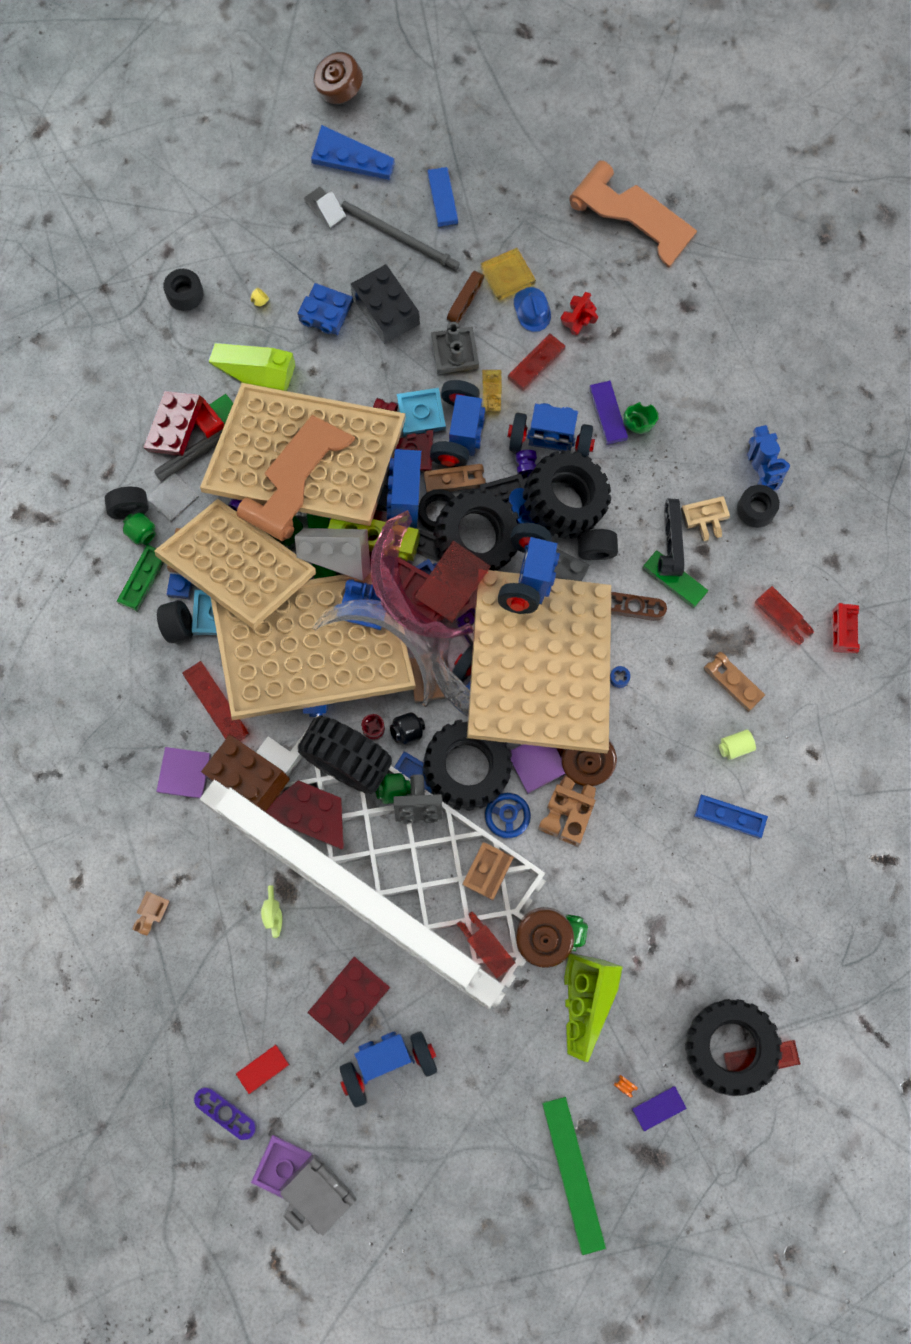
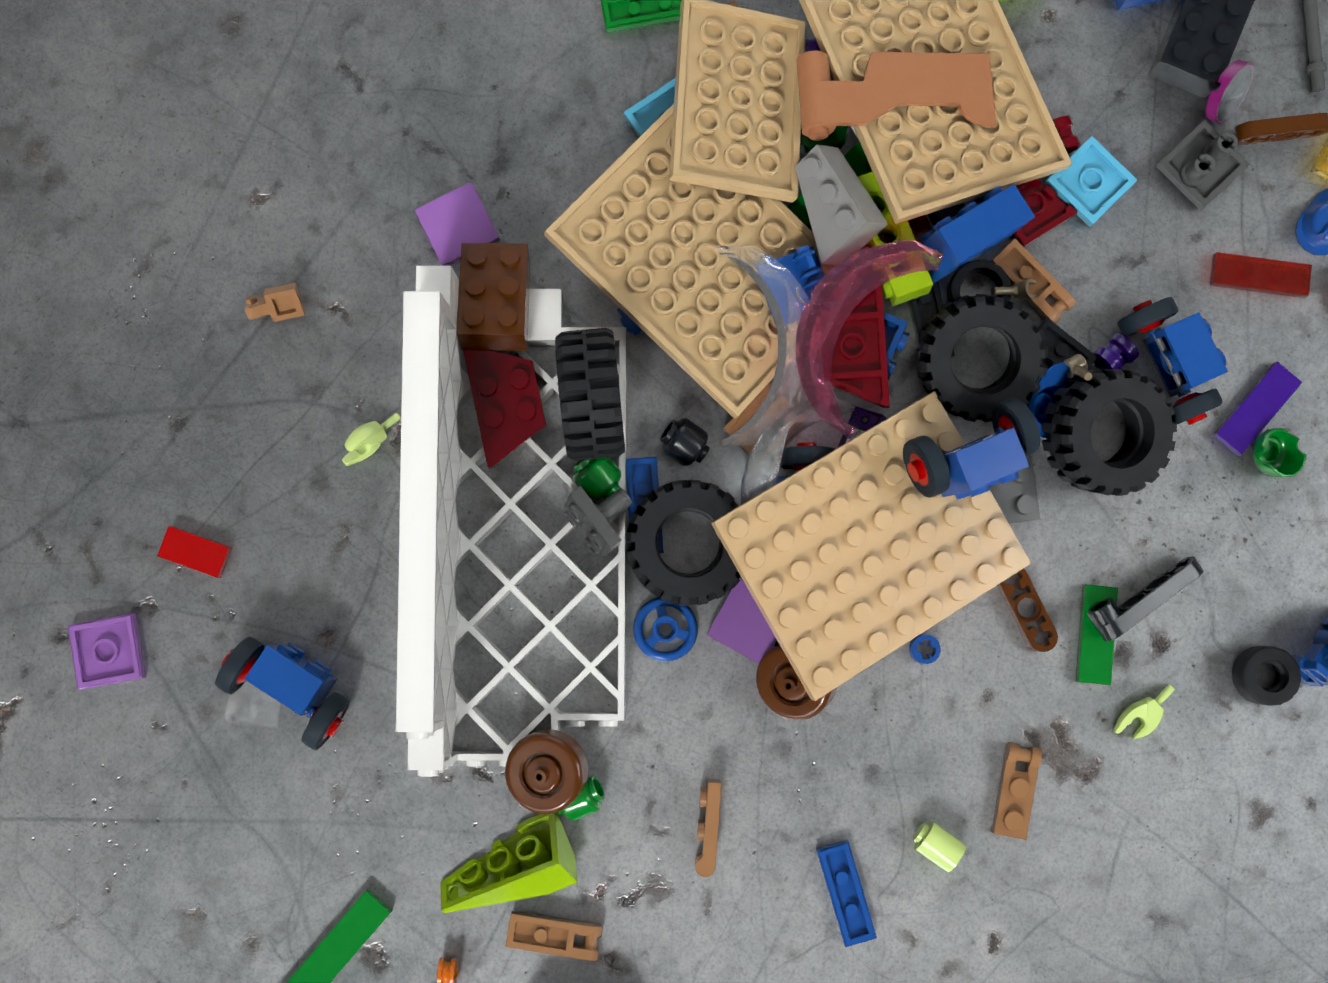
camera: 55 degrees right, 10 degrees up
(174, 621) = (621, 83): black tyre -> none
(179, 587) = (665, 57): blue plate -> none
(214, 701) = (563, 191): clear red tile -> none
(215, 1116) = (110, 536): dark purple beam -> none
(316, 1195) = (98, 707): flat silver piece -> none
(348, 1000) = (332, 594): dark red plate -> none
(372, 723) = (657, 396): dark red wheel -> none
(428, 311) = (1233, 89): none -> tile
(452, 581) = (894, 371): clear red tile -> none
(454, 488) = (1018, 290): none -> dark tan hand
(465, 425) = (1111, 246): brick -> none
(487, 871) = (578, 653): medium nougat plate -> none
(487, 947) = (490, 712): clear red hinge -> none
(492, 389) = (1182, 246): clear yellow leg -> none
(518, 484) = (1078, 367): none -> dark tan hand
(574, 806) = (727, 696): medium nougat hips -> none
(597, 544) = (1072, 512): black tyre -> none
(641, 868) = (708, 828): none -> medium nougat plate
(644, 1006) = (553, 936): none -> medium nougat plate
(704, 513) = (1210, 616): tan hinge -> none
(735, 581) = (1147, 710): none -> yellowish green hand
(784, 614) = (1145, 797): clear red hinge -> none
(845, 628) = (1181, 885): red hinge -> none

